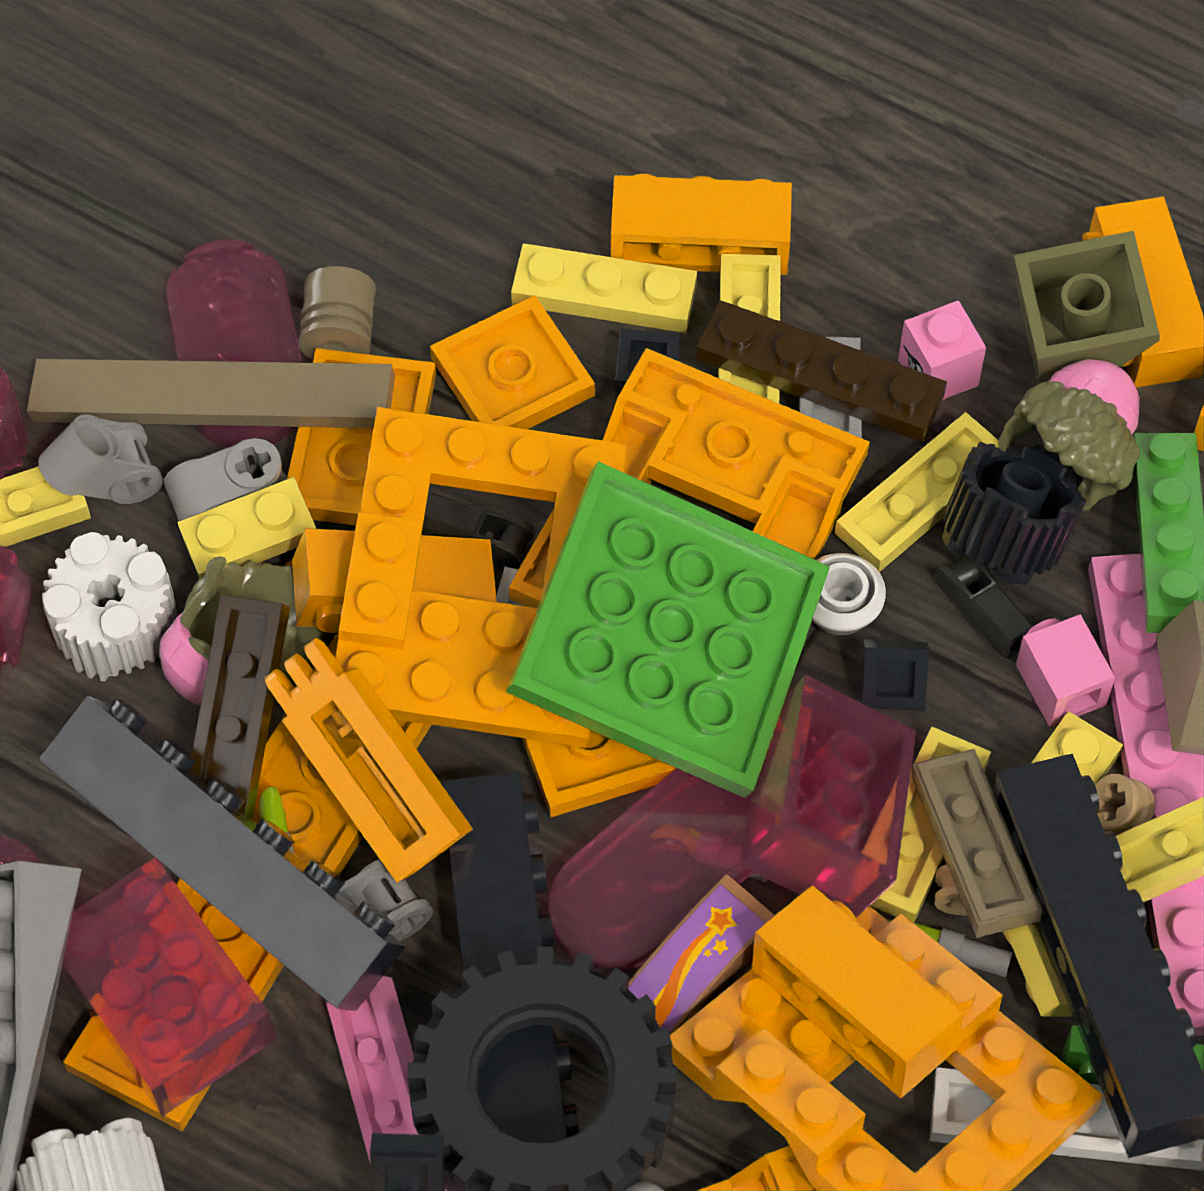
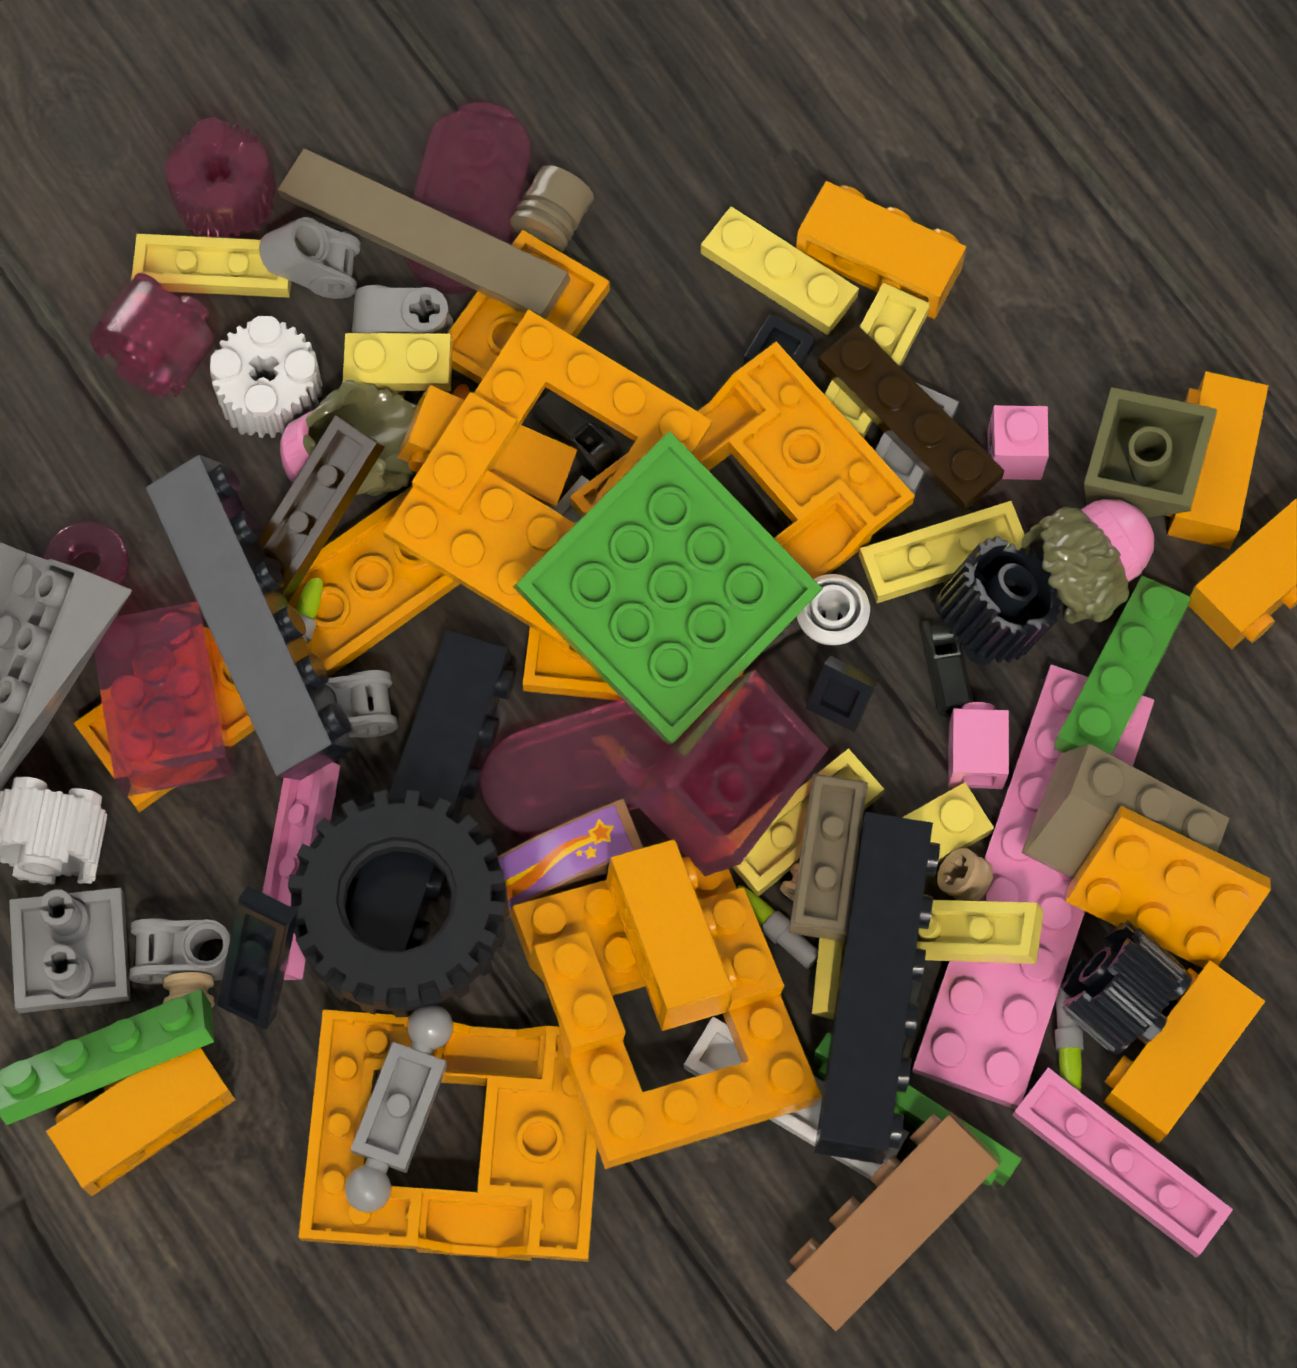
camera: 25 degrees right, 10 degrees up
(386, 780) = (393, 615): light orange hinge -> none
(513, 368) = (669, 312): light orange plate -> none

